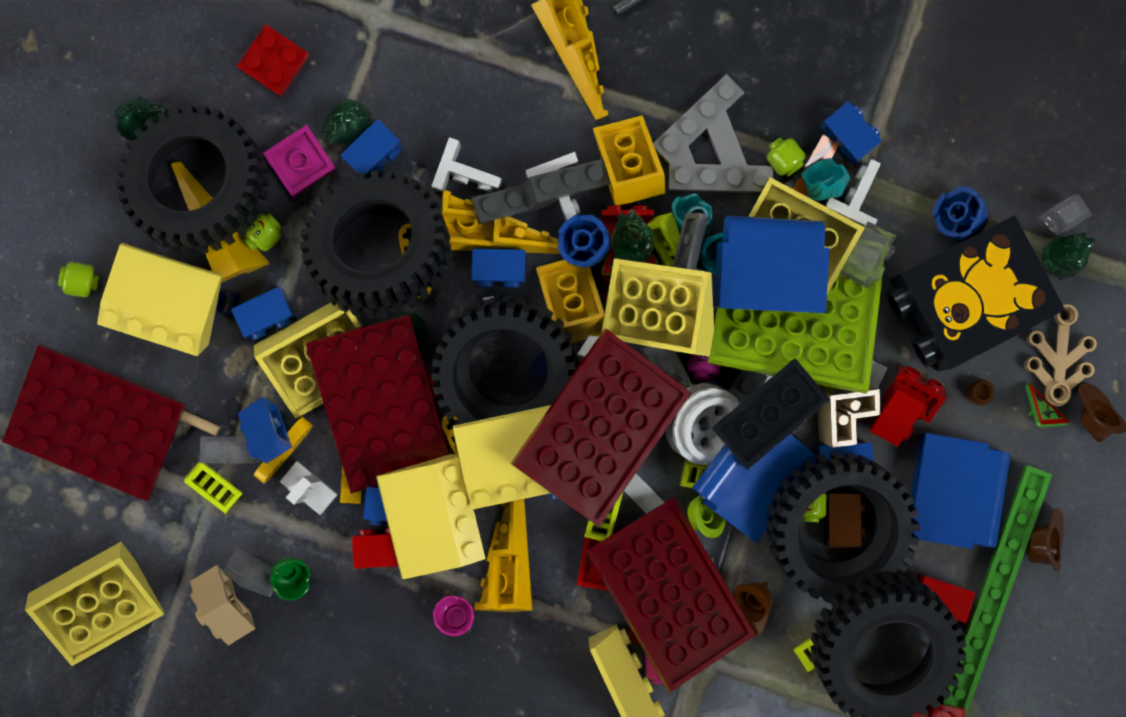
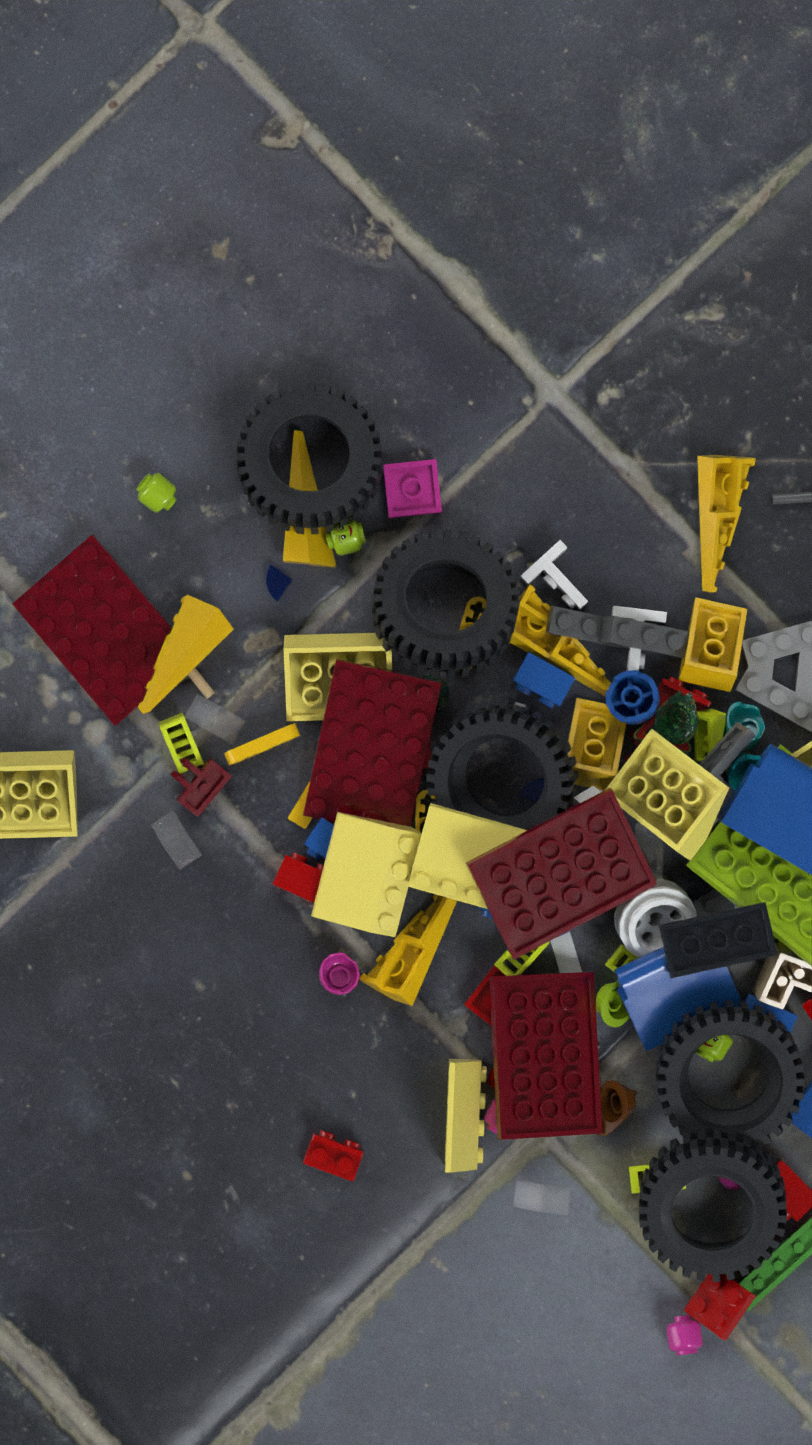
camera: 30 degrees right, 0 degrees up
(133, 114) = (285, 372): clear green hair -> none
(160, 300) = (223, 551): light yellow slope -> none
(171, 386) = (193, 636): none -> yellow wedge
(220, 607) = (135, 855): tan brick -> none
(250, 515) = (202, 787): none -> dark red hinge
(264, 314) = (308, 611): blue brick -> none
(264, 430) = (256, 718): blue brick -> none
(273, 60) = (435, 382): red plate -> none
(290, 578) = (209, 863): green hair -> none
(307, 488) = (266, 790): white bracket -> none
(346, 122) = (473, 476): clear green hair -> none
(372, 149) = (483, 514): blue brick -> none
(702, 371) = (678, 870): dark pink head -> none
(843, 520) = (736, 1072): reddish brown brick -> none

